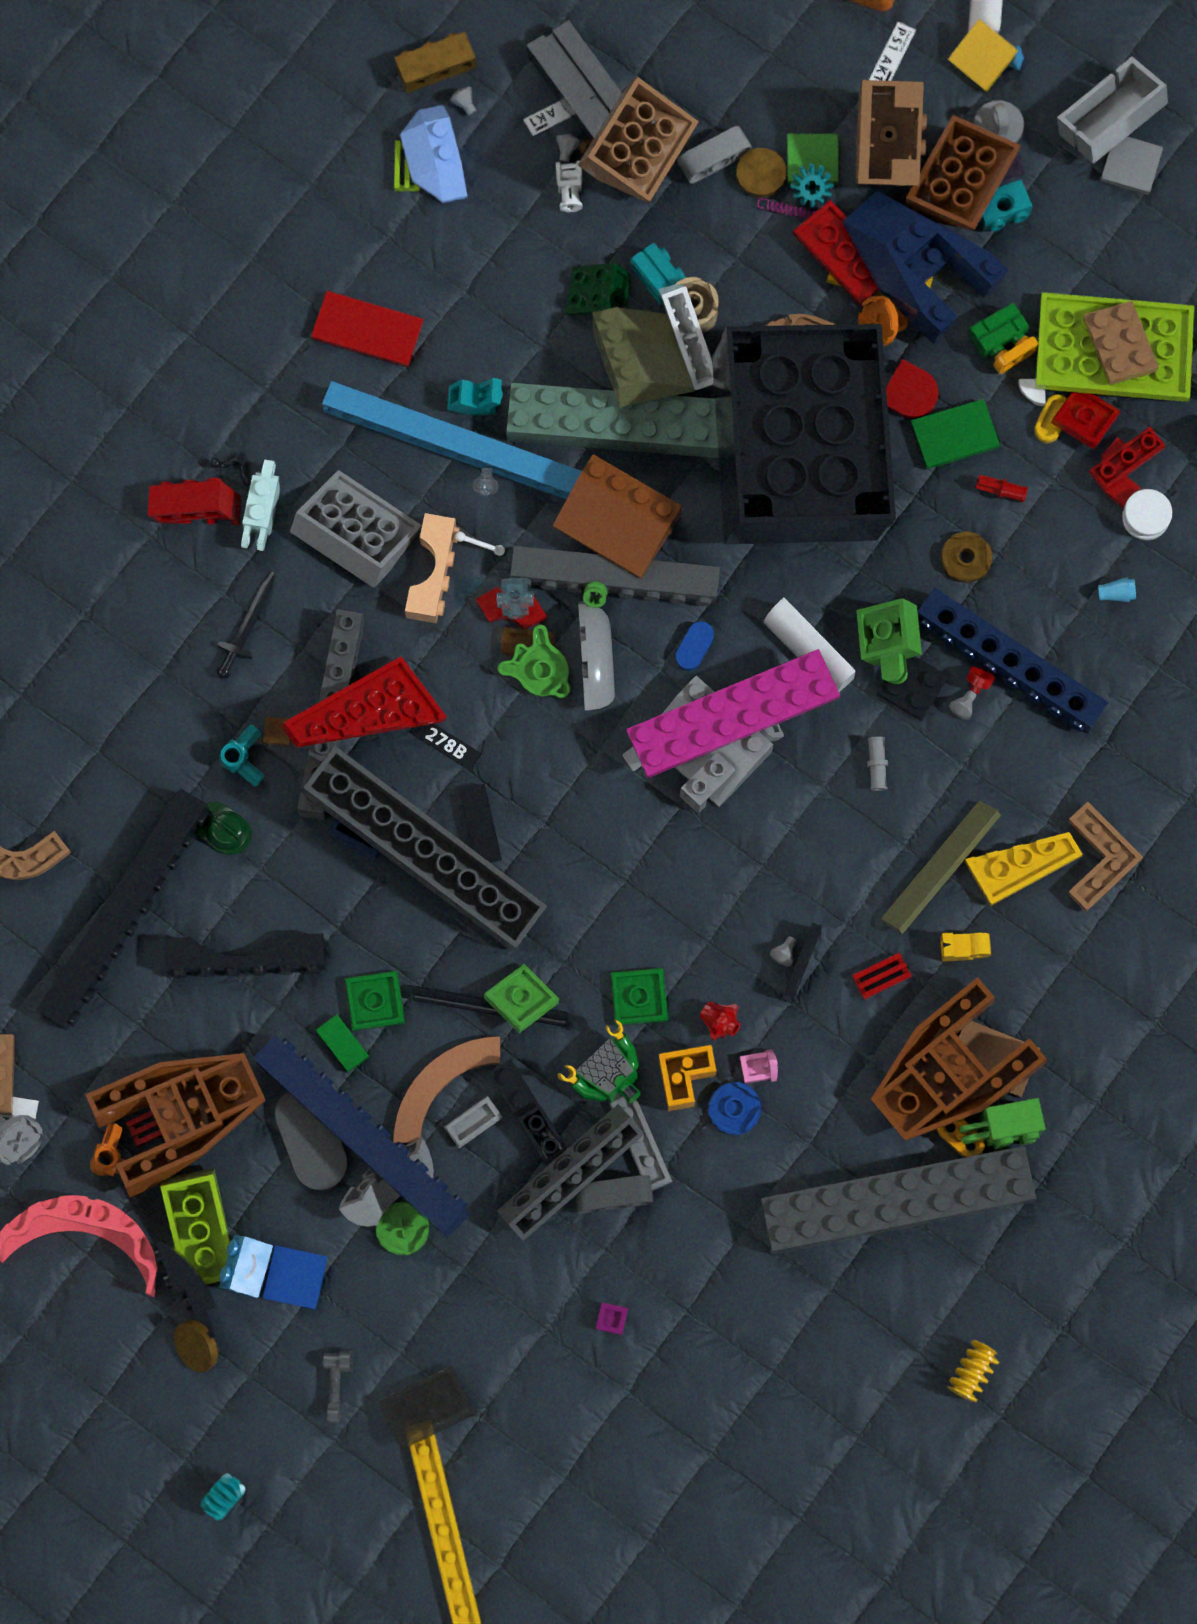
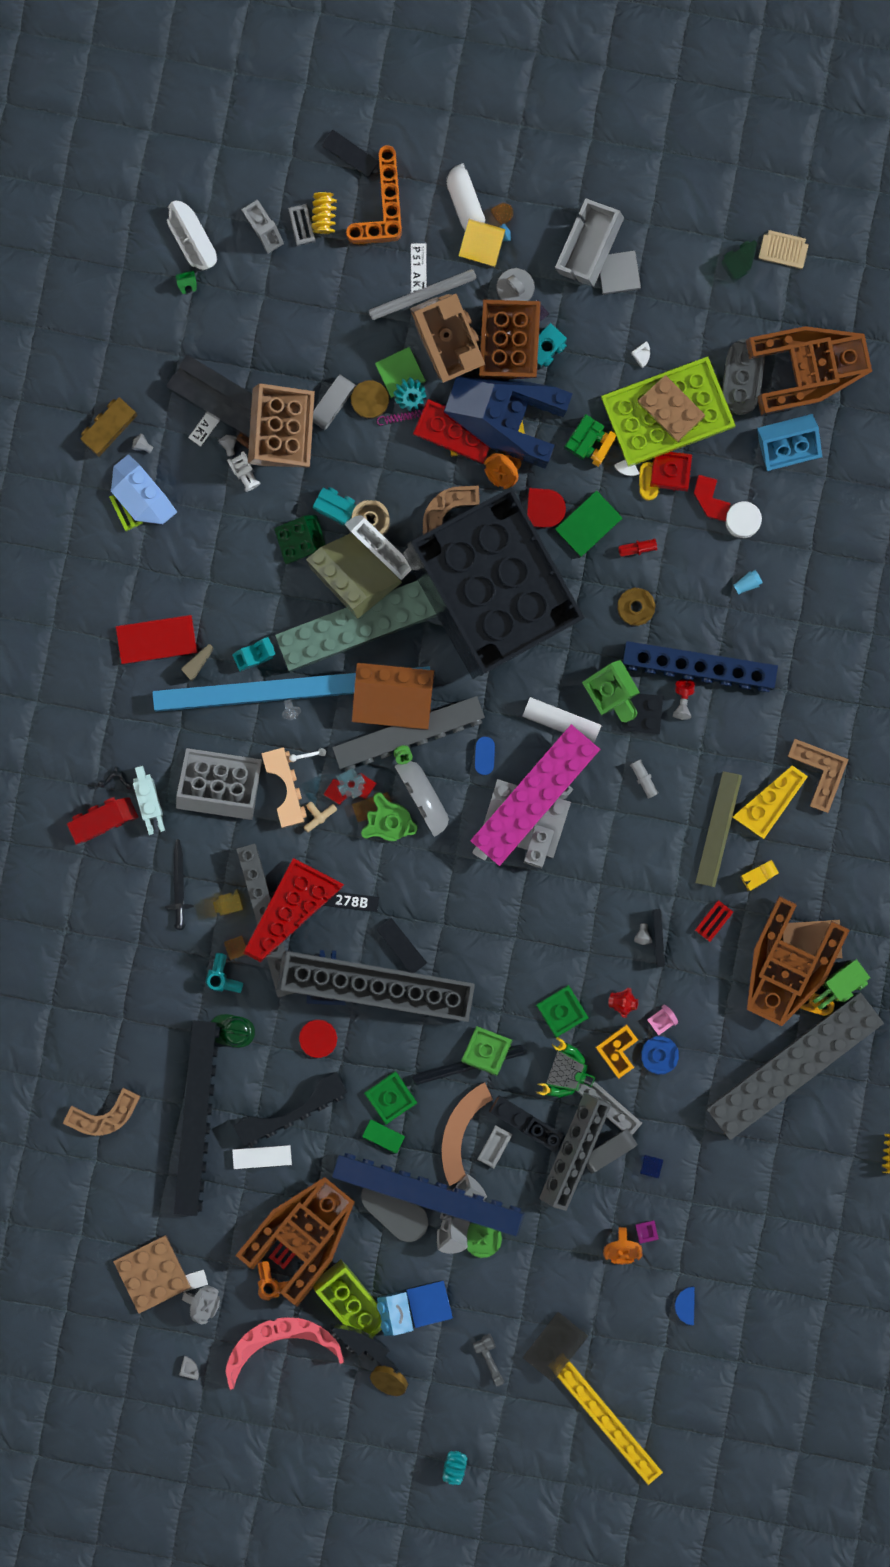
camera: 25 degrees left, 10 degrees up
(180, 997) = (262, 1157): none -> white tile
(295, 673) = (228, 903): none -> clear yellow window
(322, 886) = (318, 1038): none -> red tile
(400, 376) = (193, 667): none -> dark tan slope
(456, 624) = (319, 817): none -> tan piece
(570, 1325) = (622, 1250): none -> orange tile
(615, 1436) = (685, 1305): none -> blue tile
(657, 1241) = (651, 1166): none -> clear blue tile
(852, 81) = (422, 294): none -> light grey axle
(1024, 35) = (503, 213): none -> clear orange tile
(1114, 269) = (642, 354): none -> white tile
(1115, 467) = (707, 498): red tile -> none

